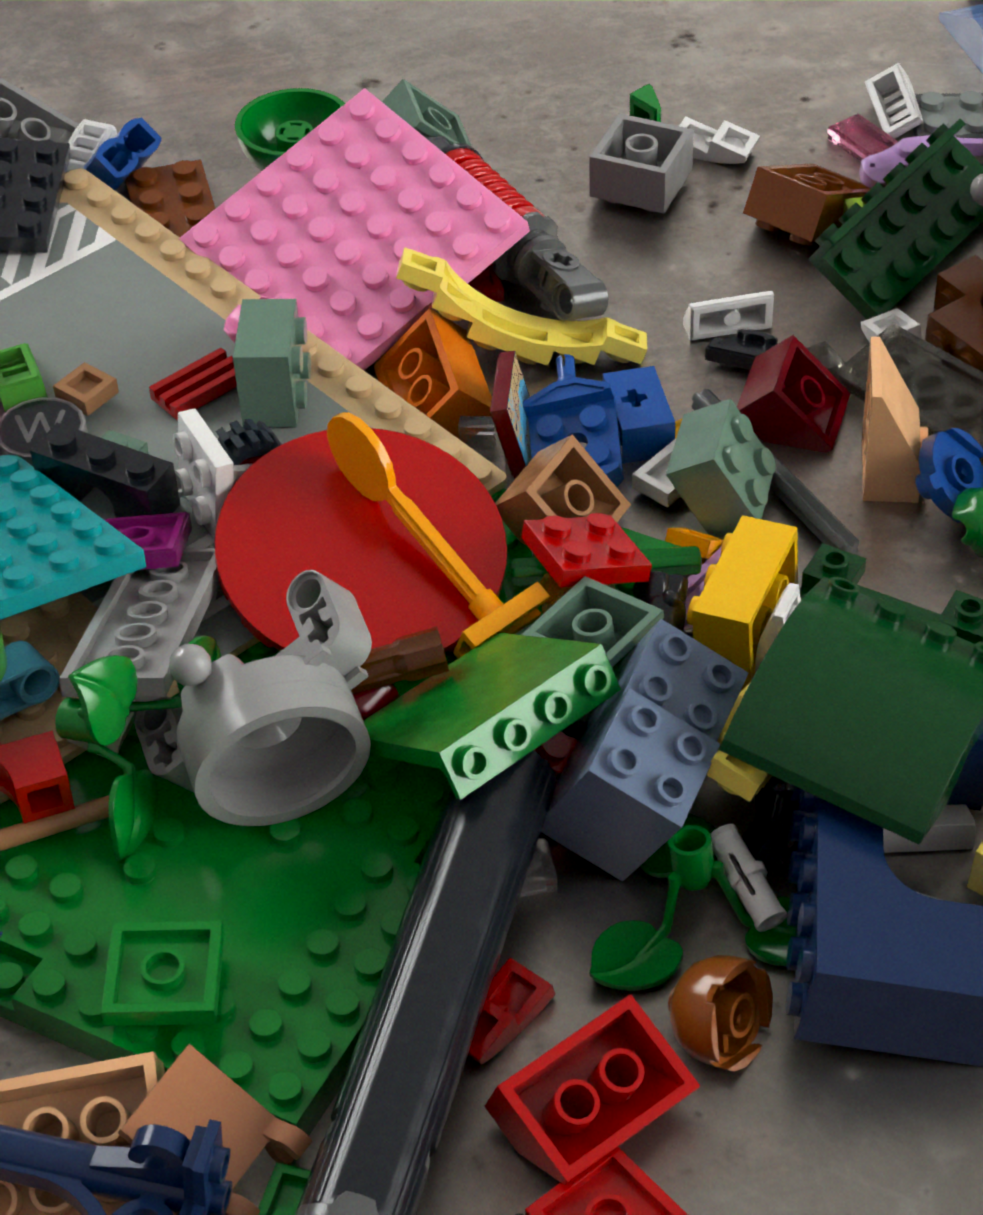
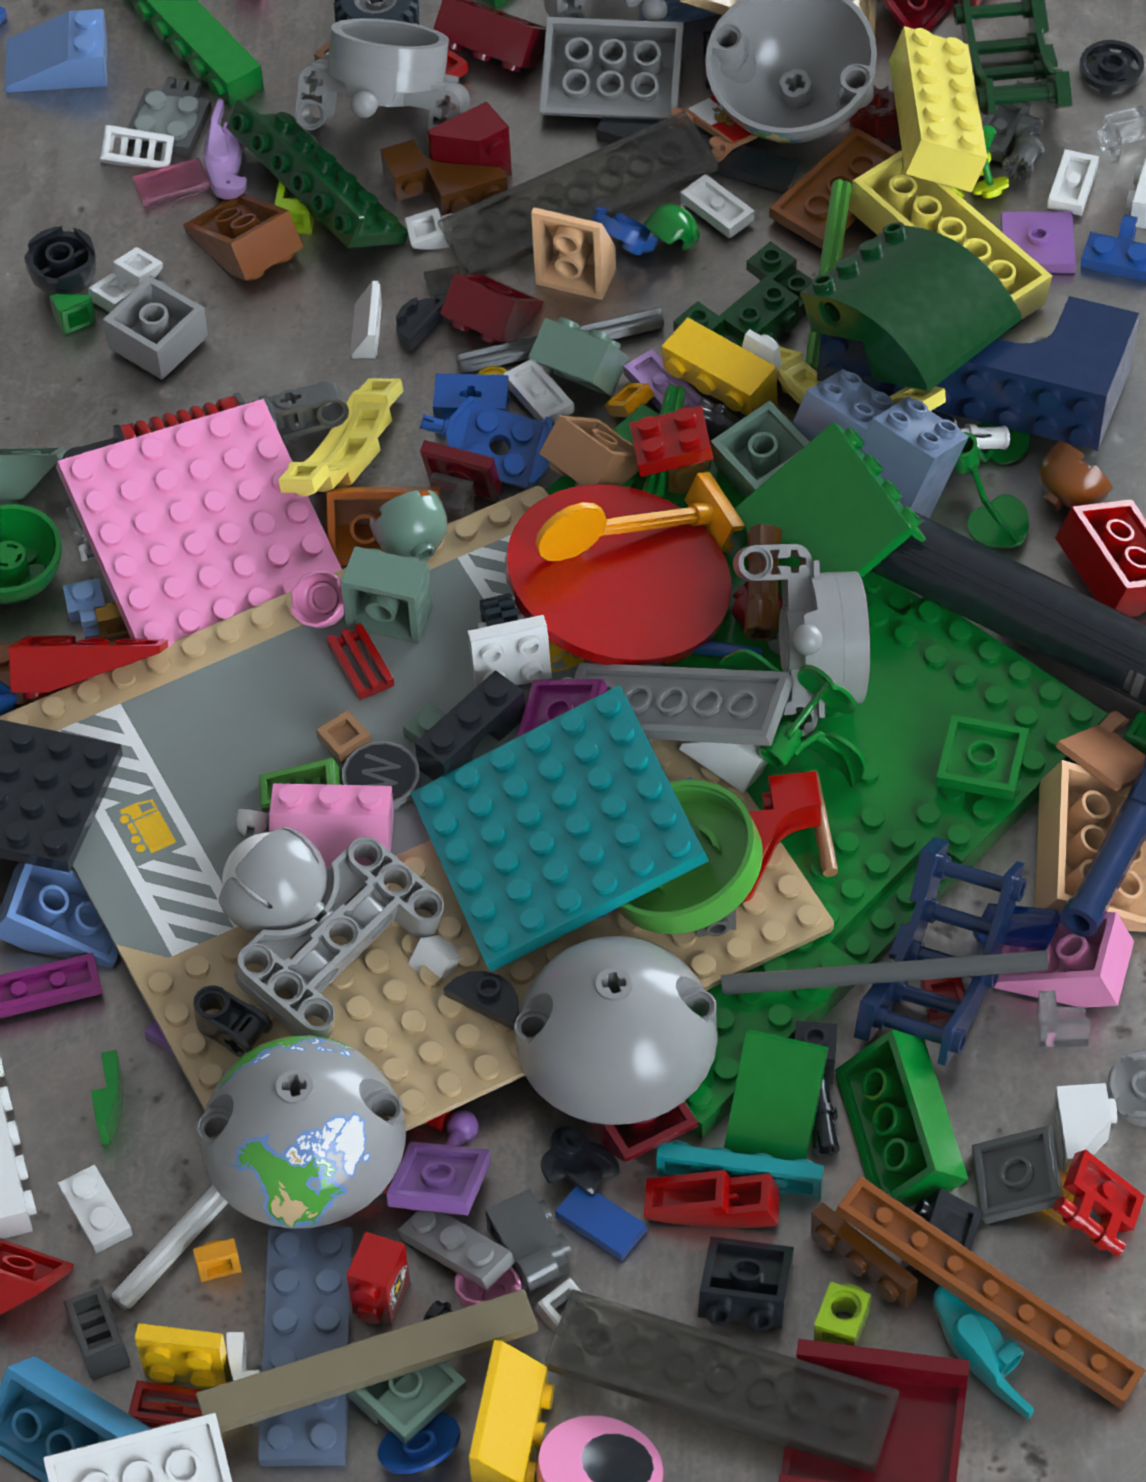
camera: 75 degrees left, 10 degrees up
(162, 187) = (55, 661): none -> red wedge
(371, 362) = (411, 525): none -> sand green cylinder
(697, 82) = (61, 260): none -> black cylinder

